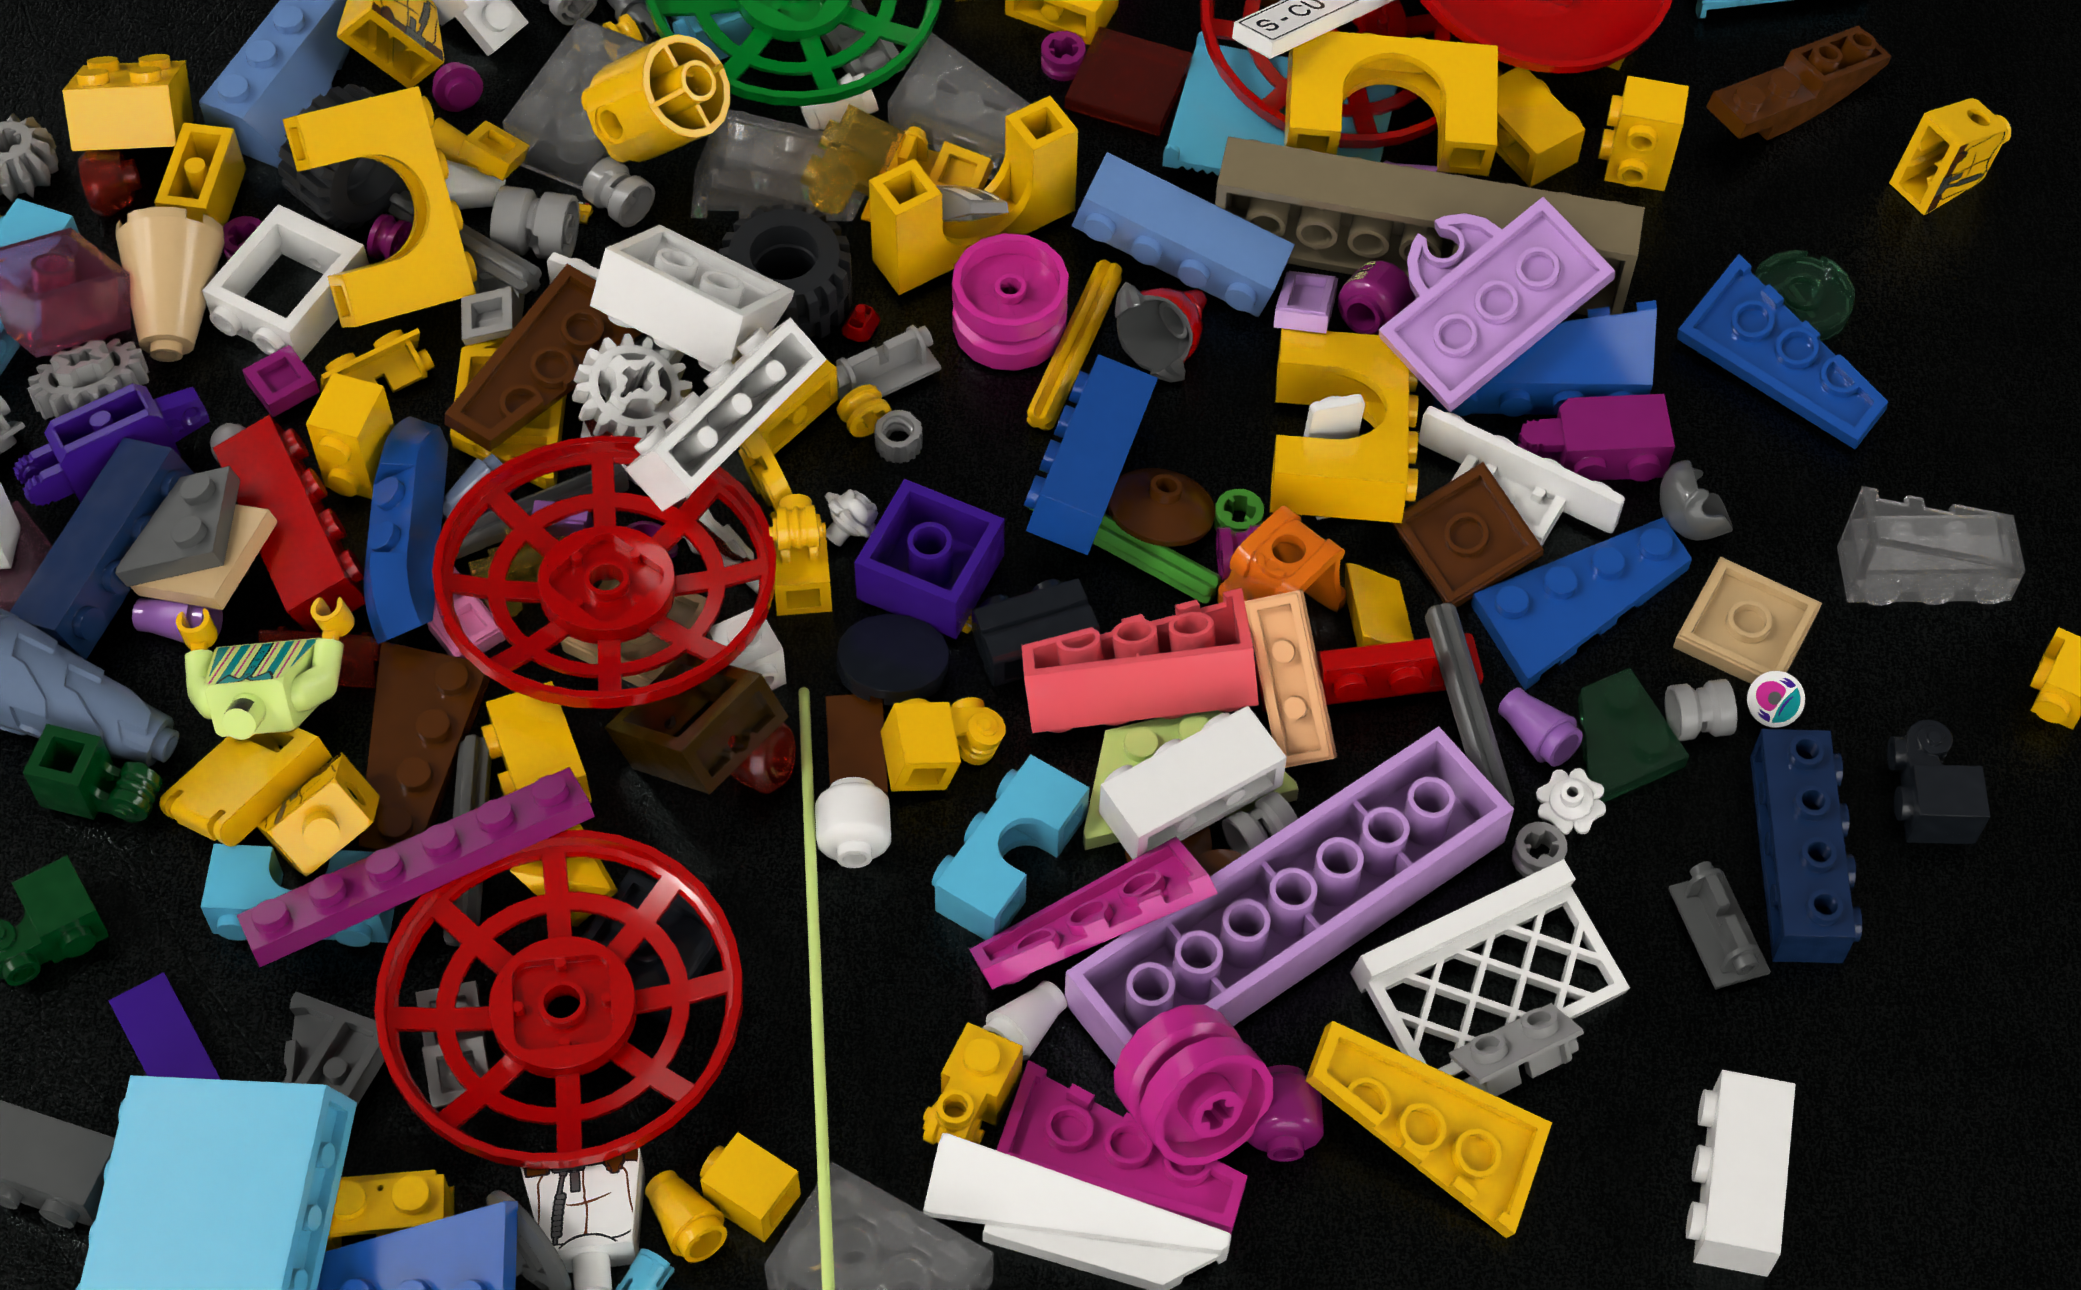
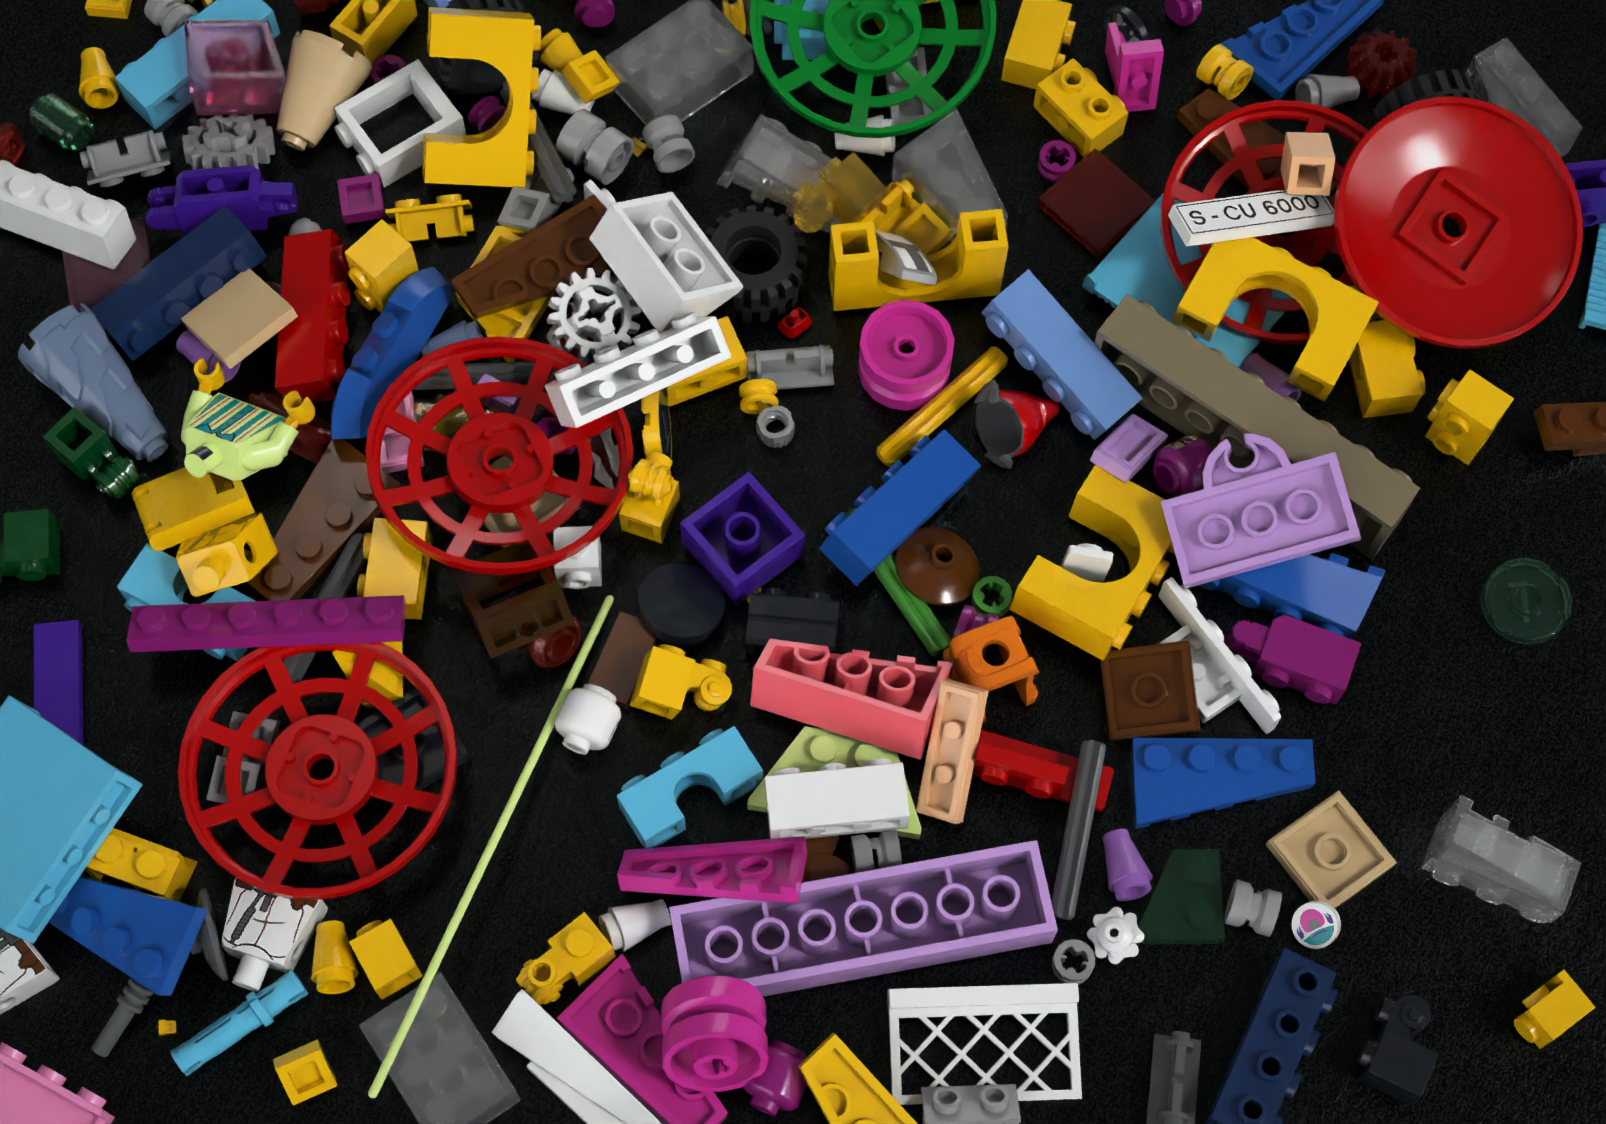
camera: 25 degrees right, 10 degrees up
(186, 530) = (233, 296): dark grey wing -> none
(331, 1047) = (150, 735): dark grey wing -> none
(657, 98) = (716, 89): yellow cylinder -> none
(851, 515) = (706, 477): white plant -> none
(1376, 607) = (1051, 722): yellow slope -> none
(1691, 509) = (1336, 743): dark grey hair -> none
(1766, 345) = (1472, 633): blue wing -> none

